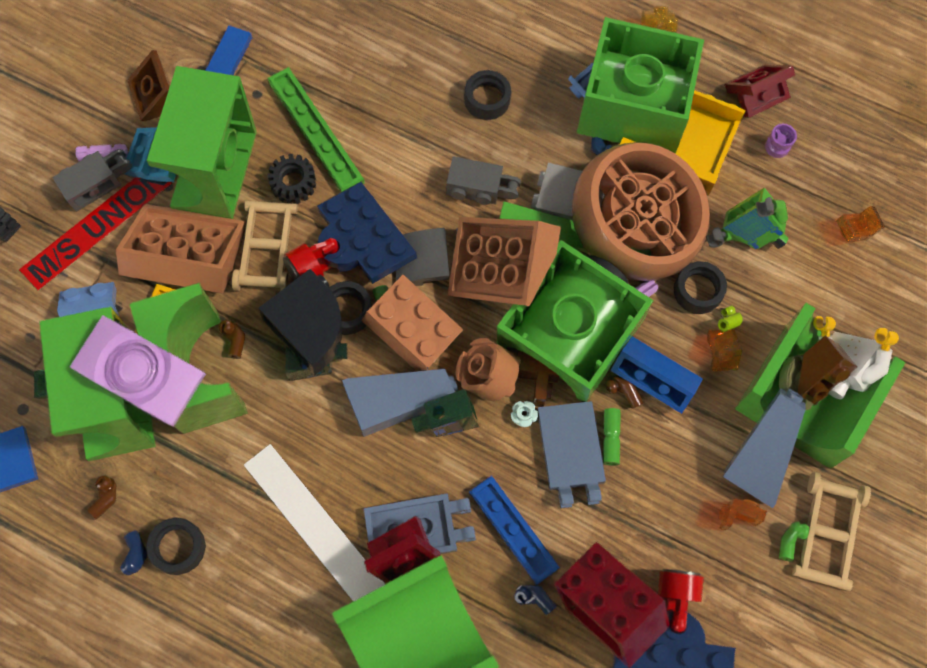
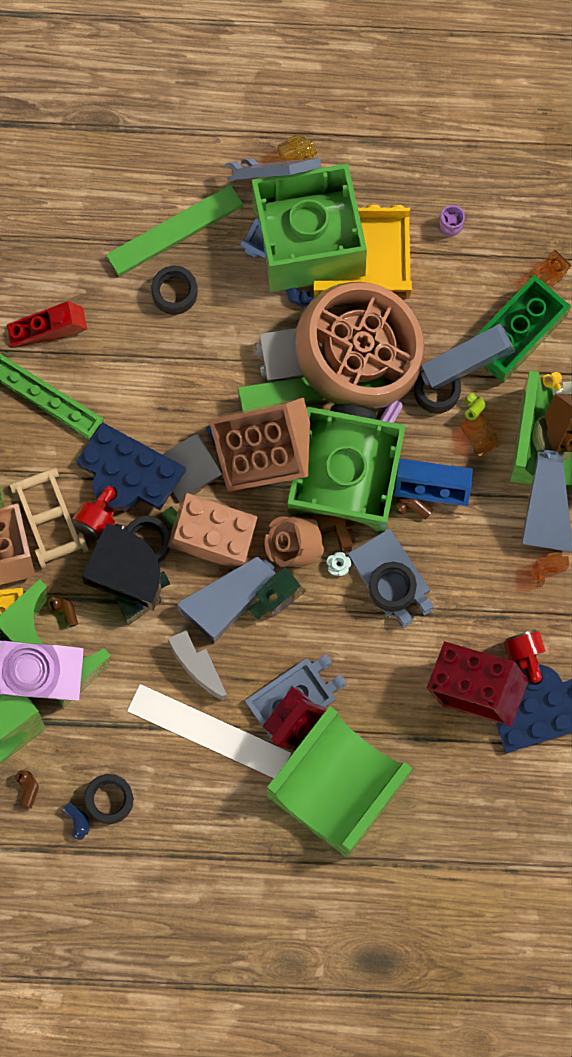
camera: 25 degrees left, 5 degrees up
(289, 166) = (40, 461): black tyre -> none
(334, 449) = (197, 664): none -> light grey slope
(360, 76) = (47, 325): none -> red slope
(479, 181) = (206, 376): dark grey brick -> none
(513, 46) = (174, 230): none -> bright green tile
(514, 530) = (373, 662): blue tile -> none
(534, 595) = (413, 706): dark blue arm -> none
(575, 440) = (392, 567): none -> black tyre
(611, 444) = (418, 548): bright green piece -> none
(637, 16) = (270, 168): none -> sand blue tile
(748, 264) = (467, 357): none -> sand blue slope
(753, 222) = (458, 310): torso -> none
(761, 88) = (413, 176): dark red bracket -> none
(807, 264) = (528, 321): none -> green brick

